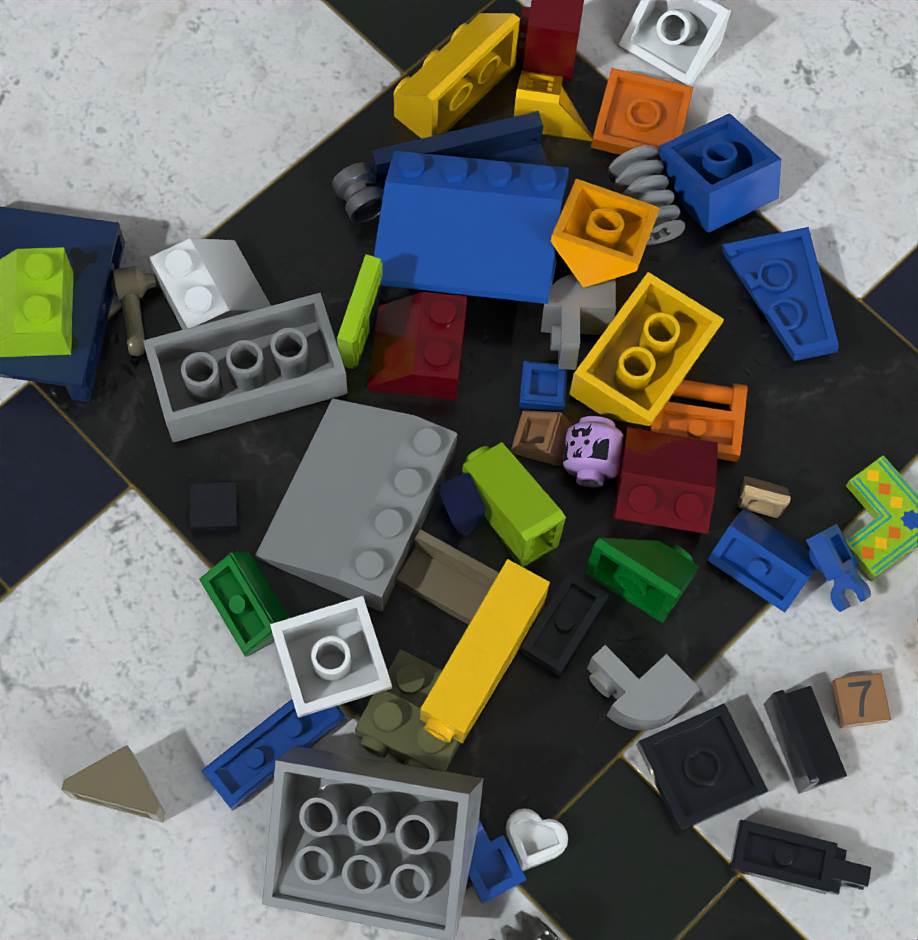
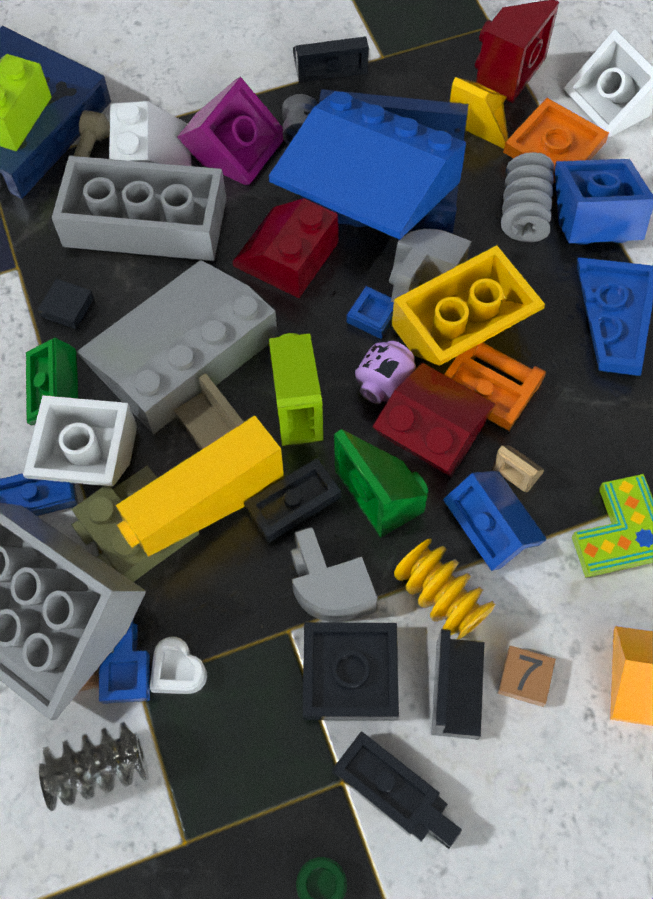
camera: 30 degrees right, 5 degrees down
(295, 237) = (233, 133): none -> magenta slope
(350, 98) = (331, 59): none -> black panel
(356, 319) = (235, 199): lime tile -> none
(458, 74) = (422, 63): yellow slope -> none
(462, 503) = (253, 370): clear blue slope -> none
(541, 436) = (349, 347): medium nougat slope -> none
(602, 233) = (469, 199): light orange slope -> none
(755, 651) = (442, 589): none -> yellow piece
(835, 559) = (558, 543): blue plate -> none

